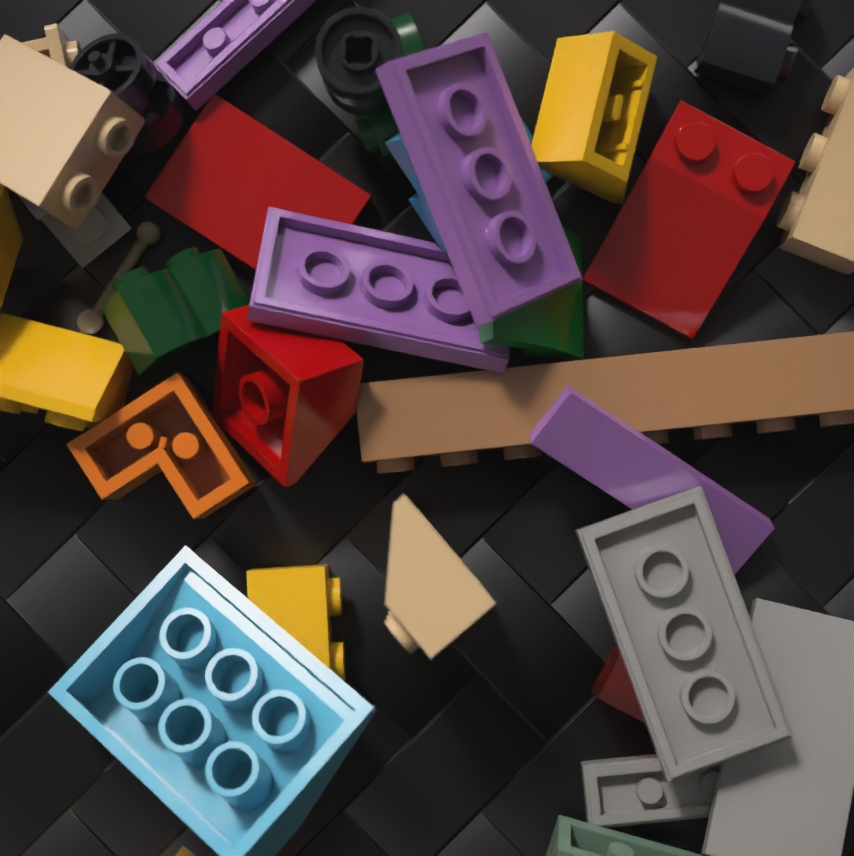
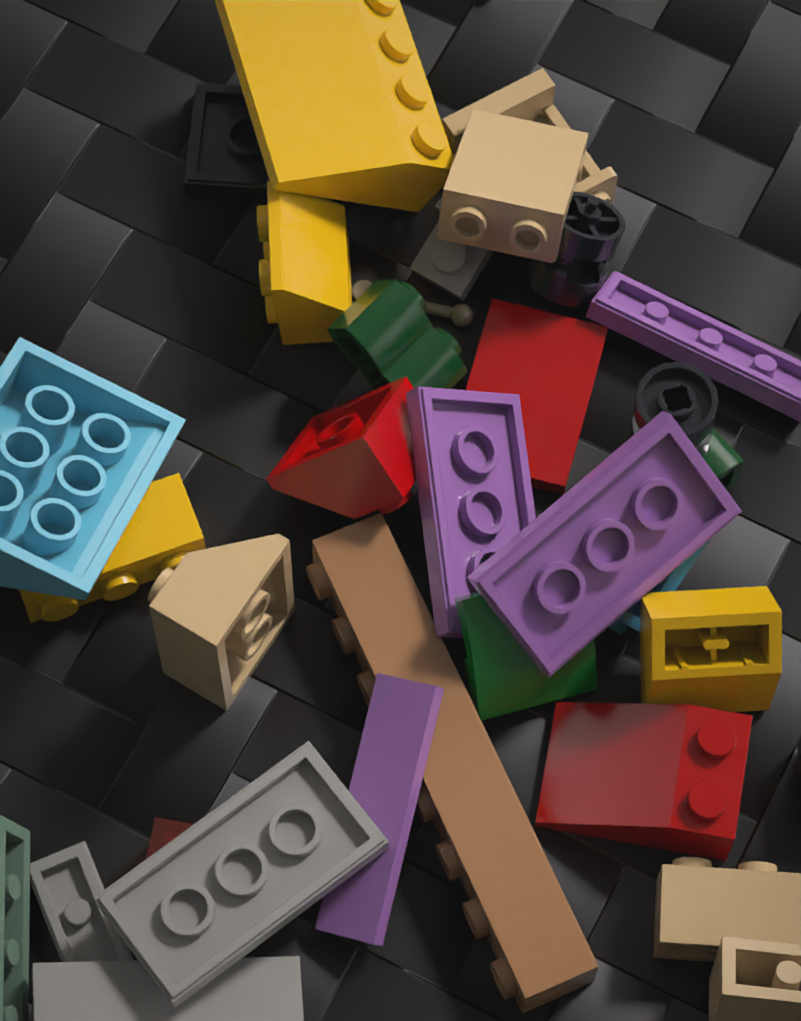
camera: 70 degrees right, 20 degrees down
(169, 433) = (278, 374): orange brick -> none

